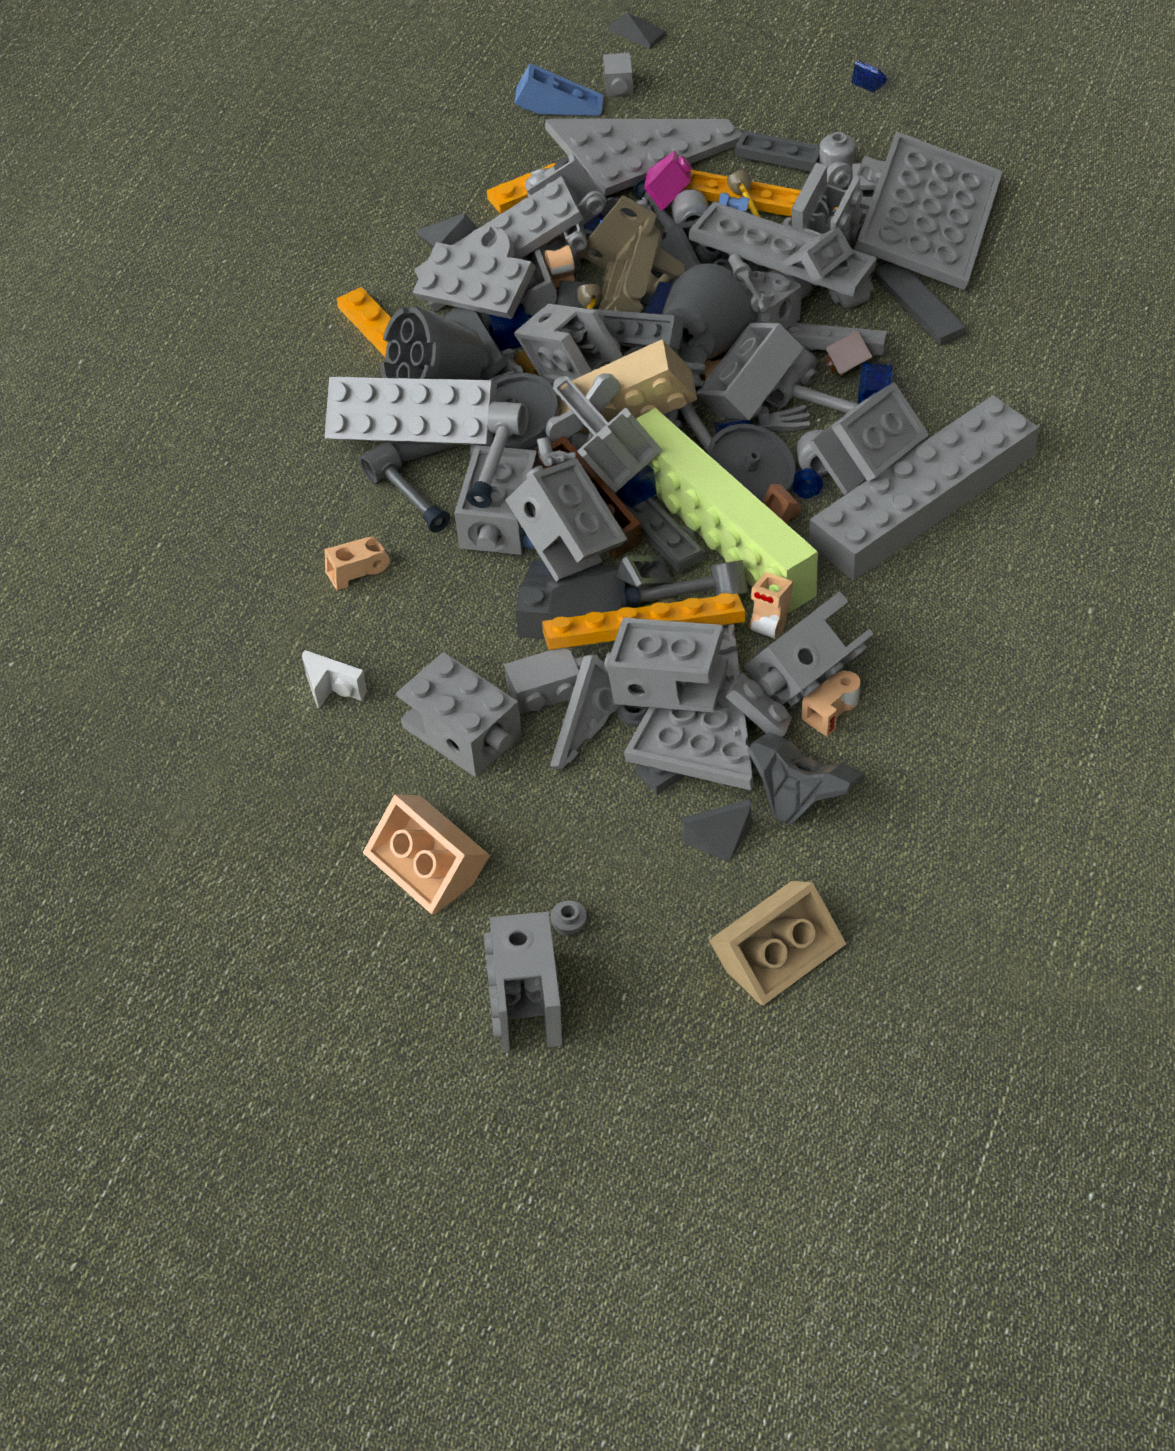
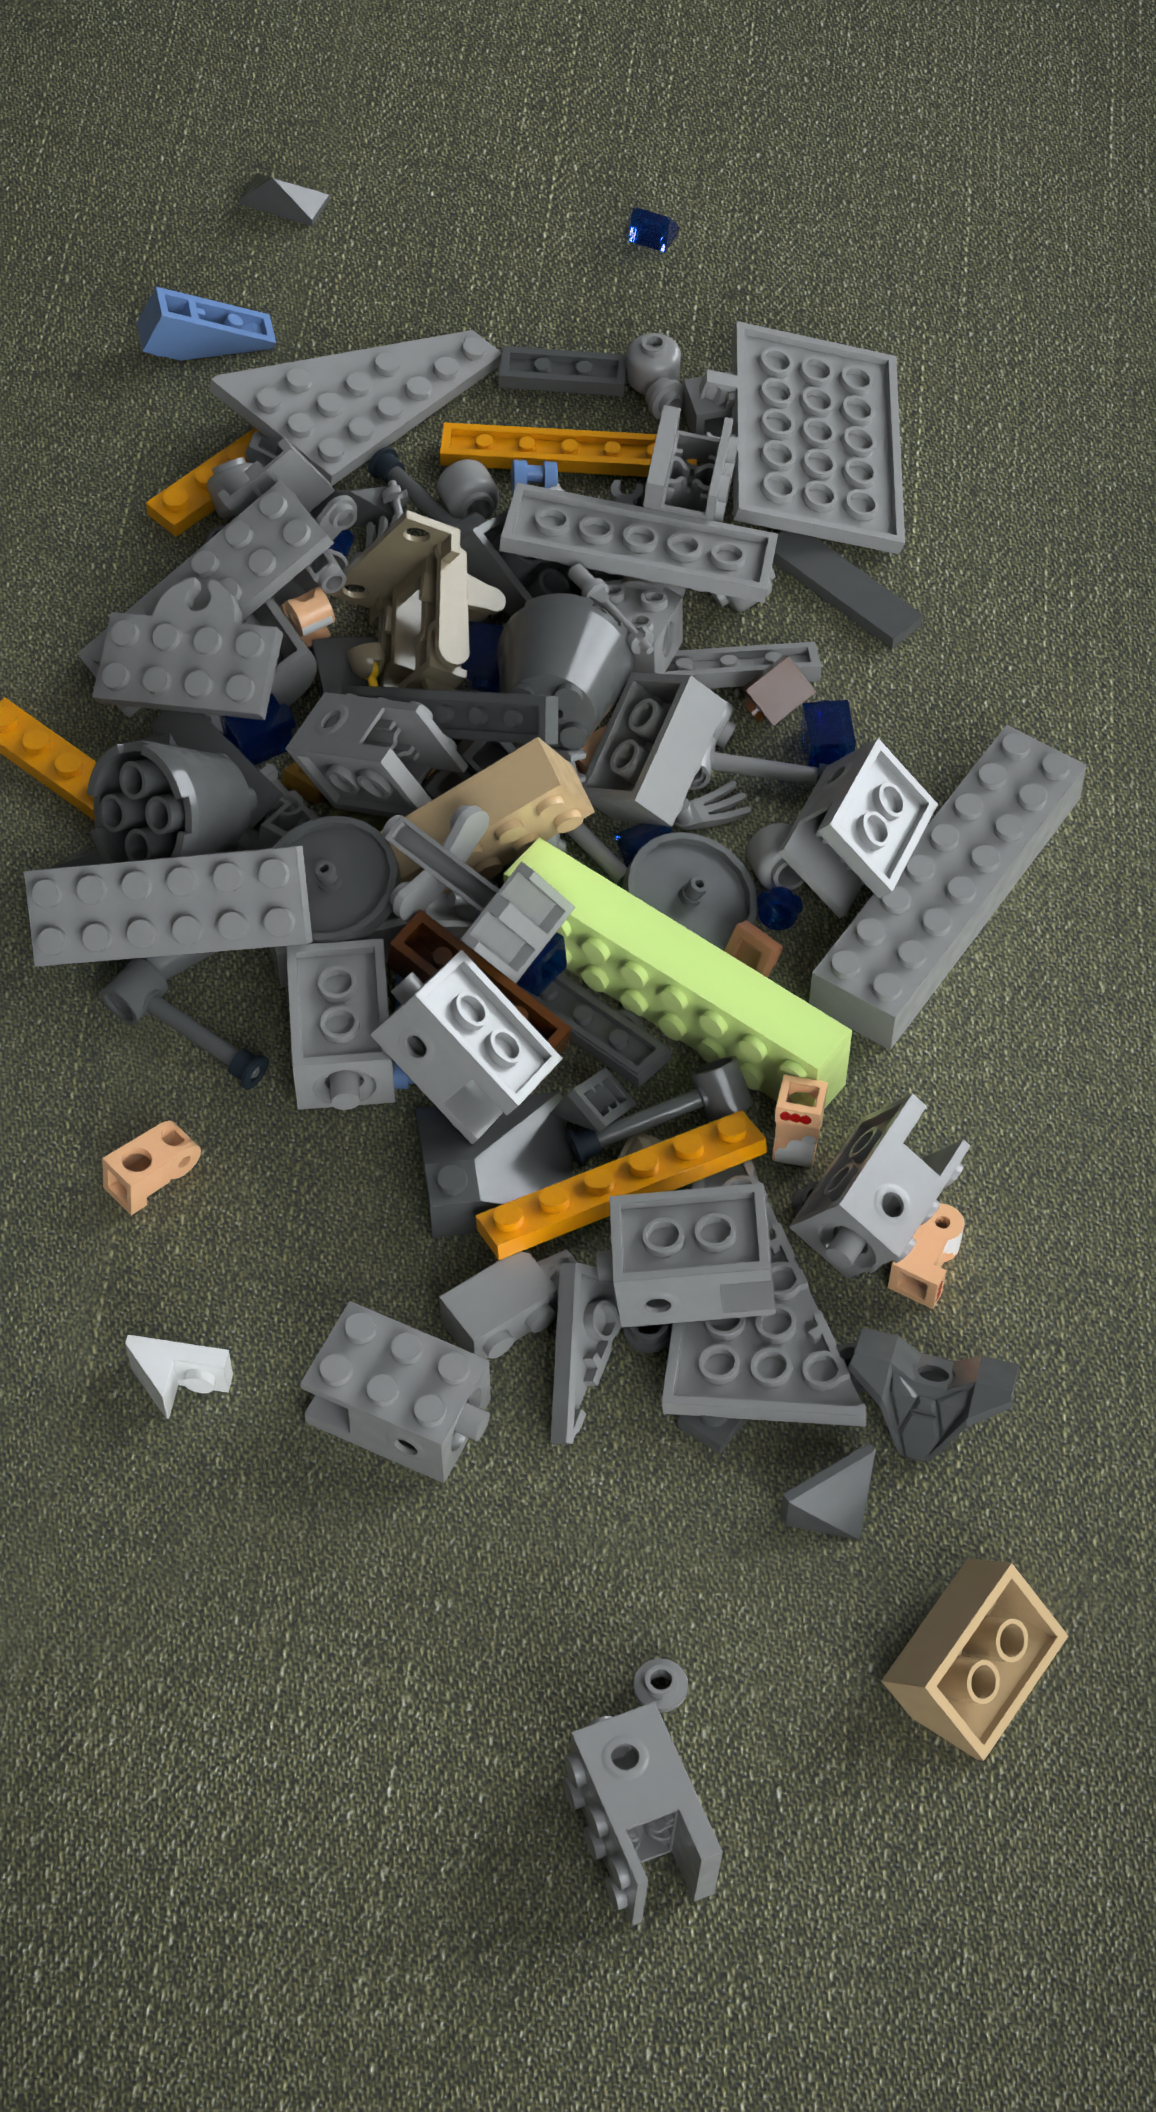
camera: 20 degrees left, 5 degrees up
(425, 852) = (415, 1630): light nougat slope -> none
(447, 231) = (116, 588): dark grey slope -> none
(504, 420) = (331, 903): light grey piece -> none
(549, 457) = (419, 952): light grey piece -> none
(618, 74) = (284, 279): light grey brick -> none
(668, 179) = (422, 447): dark pink slope -> none
(740, 184) = (531, 438): dark tan hinge -> none
(758, 706) = (833, 1288): light grey plate -> none
(822, 253) = (705, 544): light grey panel -> none

